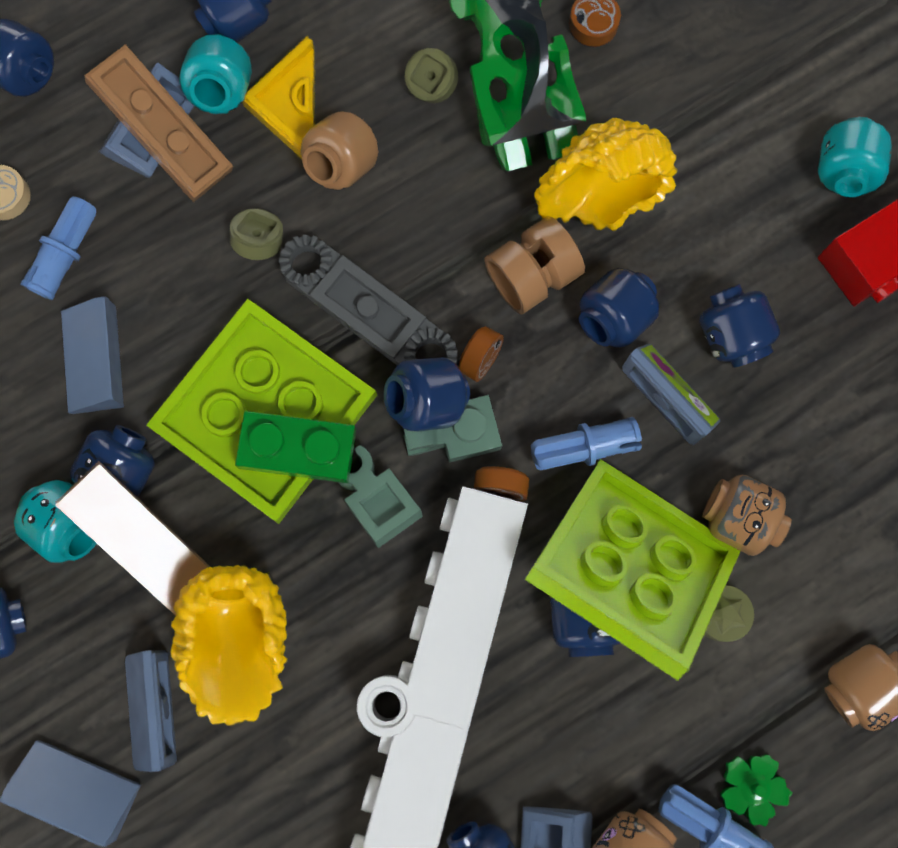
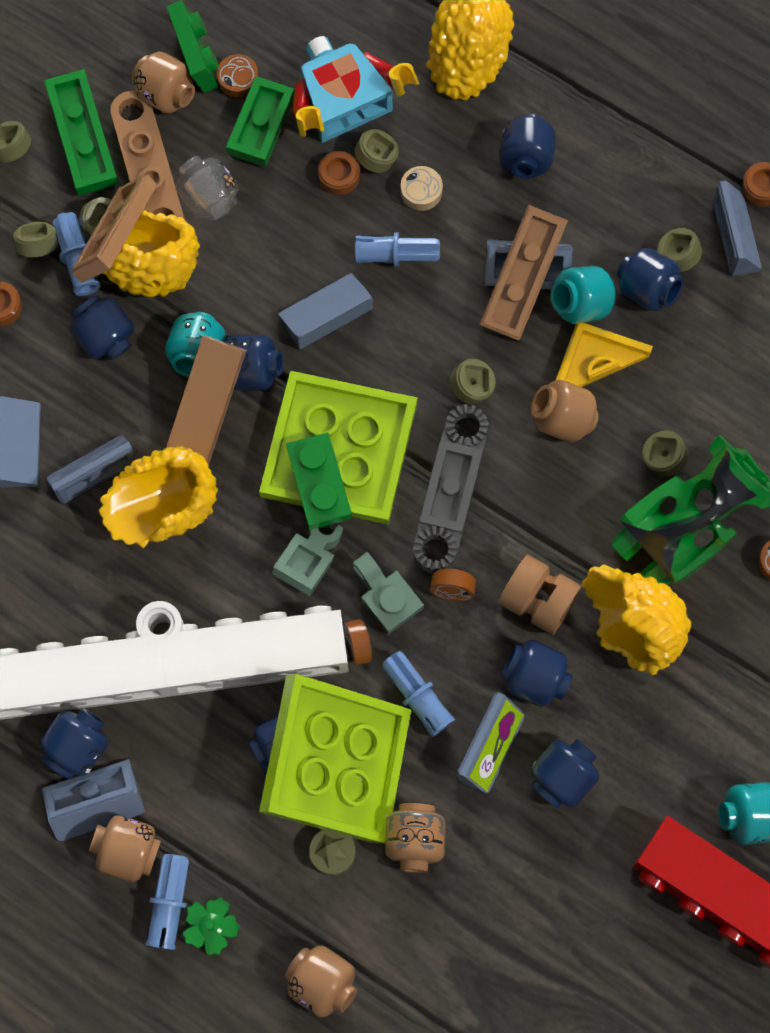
camera: 70 degrees right, 5 degrees down
(426, 394) = (397, 554): dark blue head -> none

